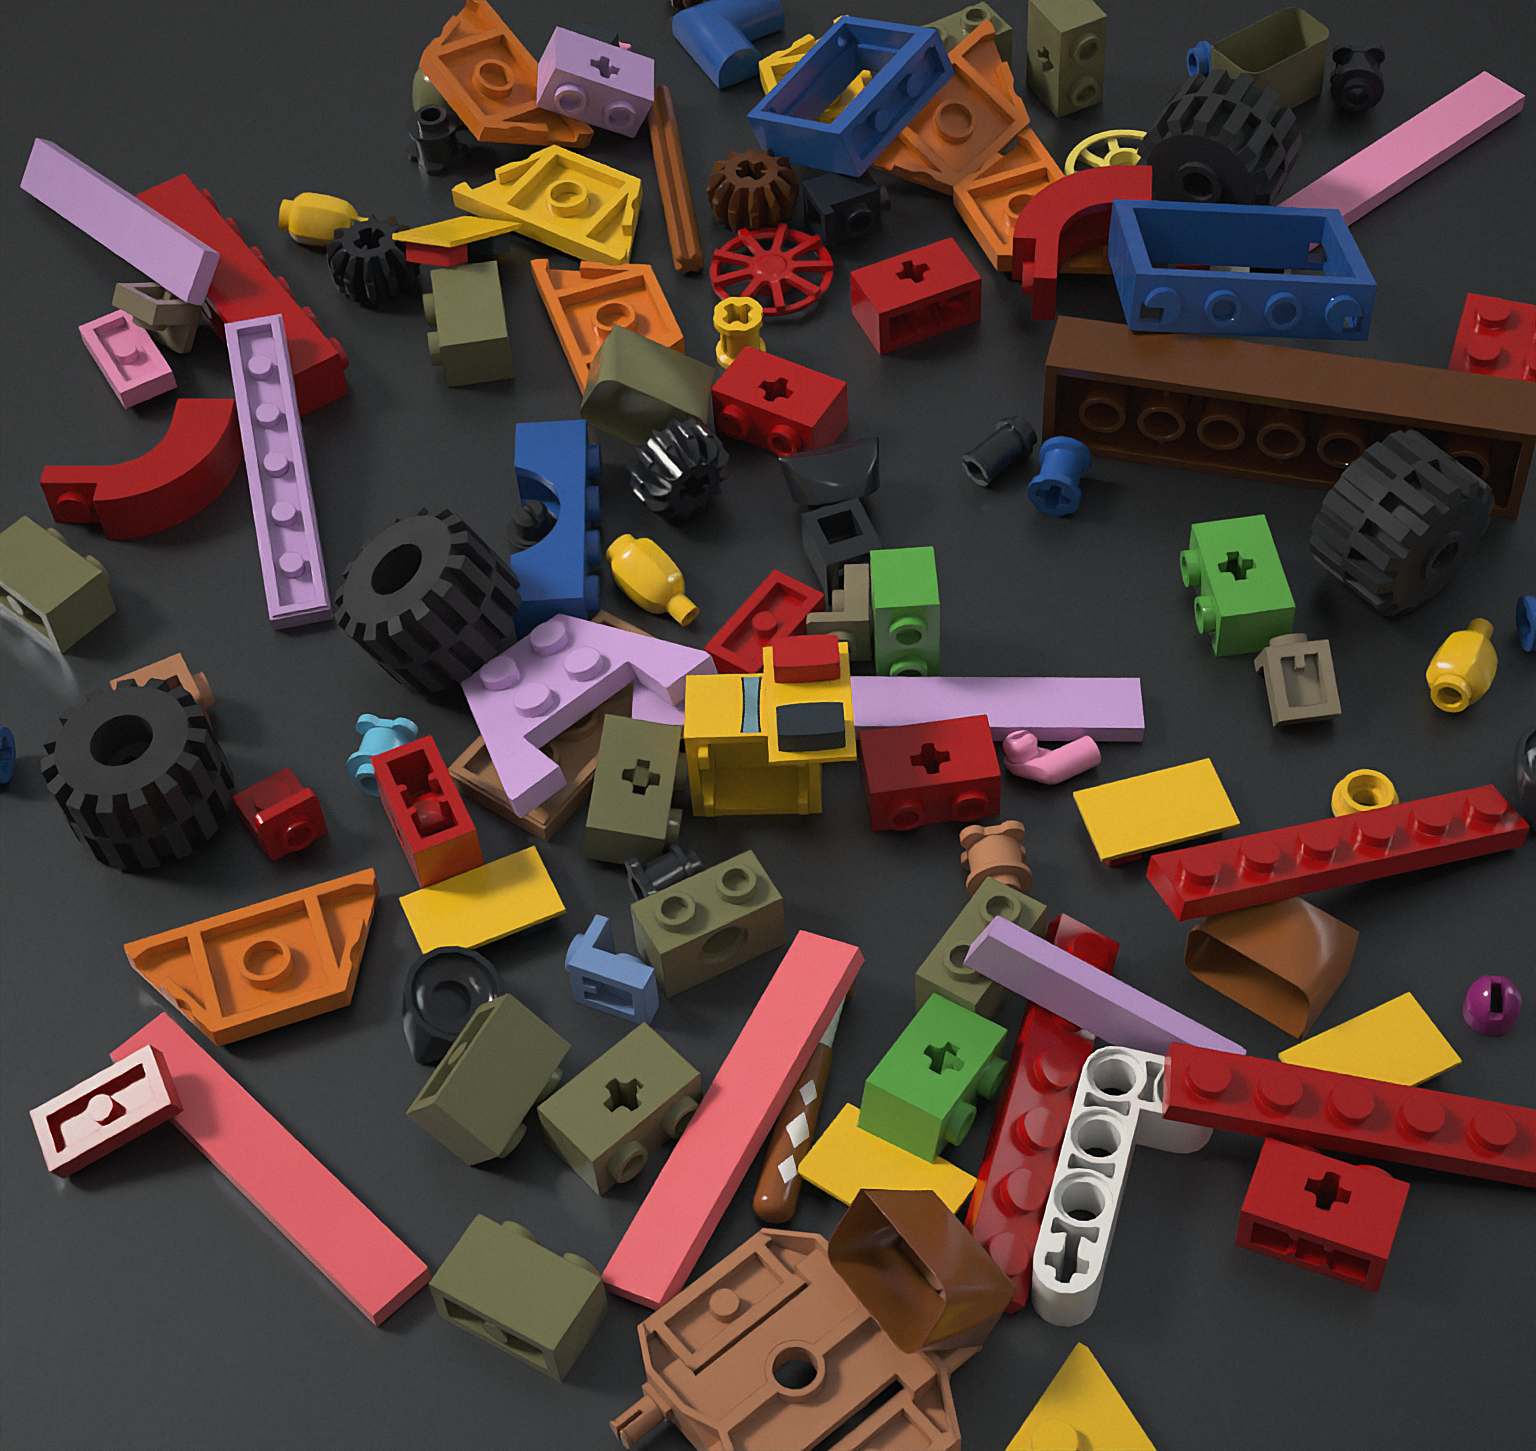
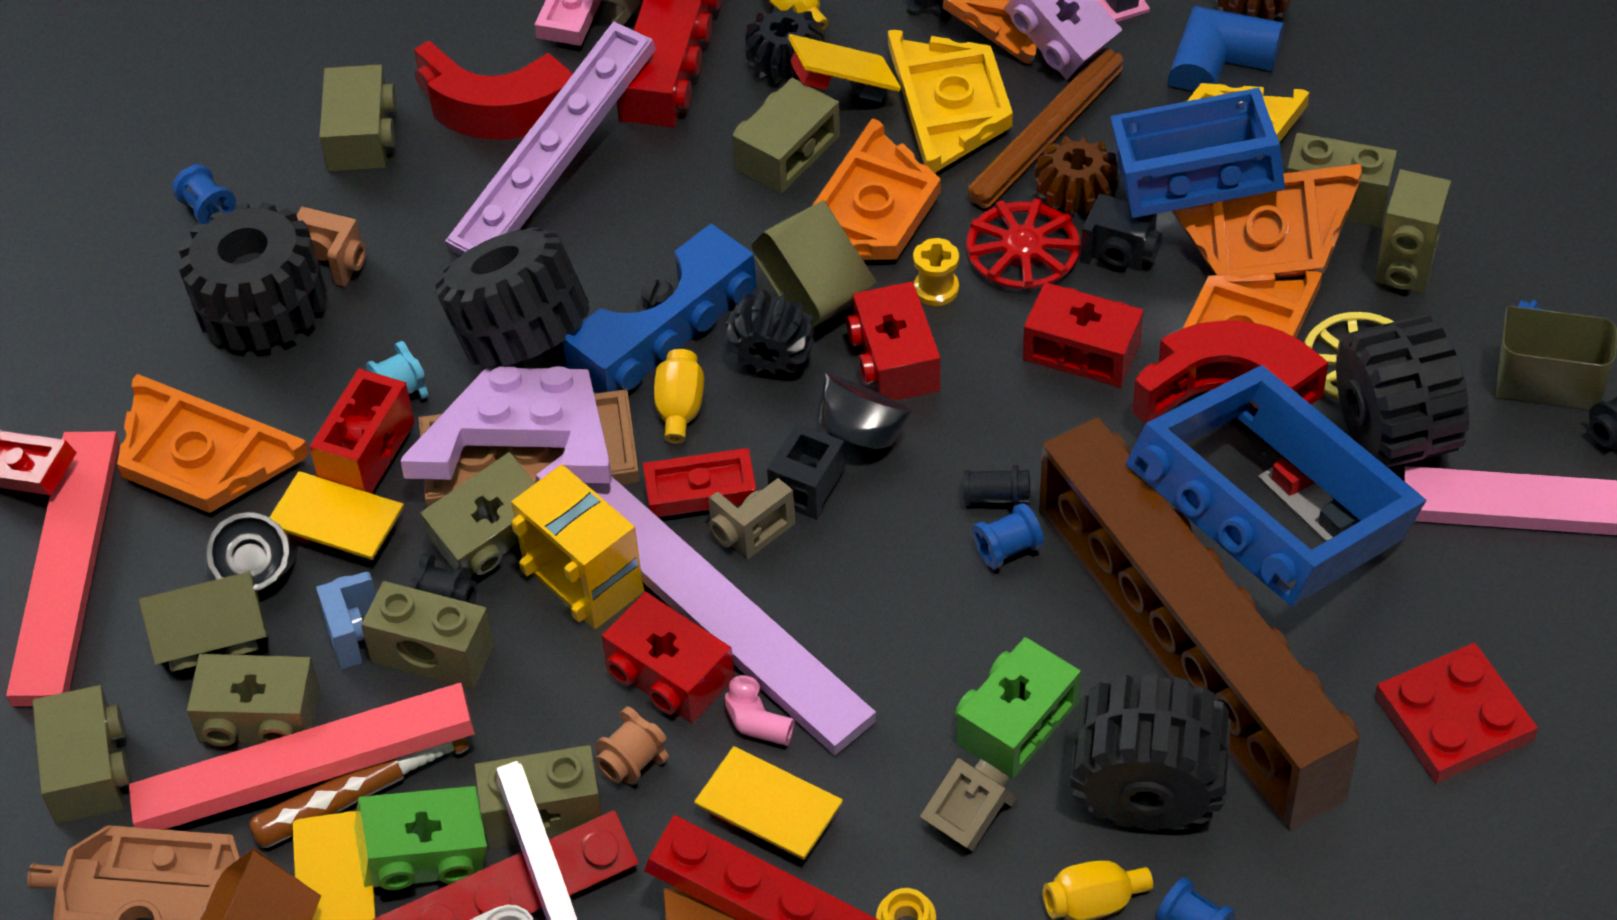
camera: 45 degrees right, 0 degrees up
(281, 814) = (309, 367): red bracket -> none
(808, 700) = (602, 540): piece -> none
(905, 612) = (766, 543): bright green brick -> none

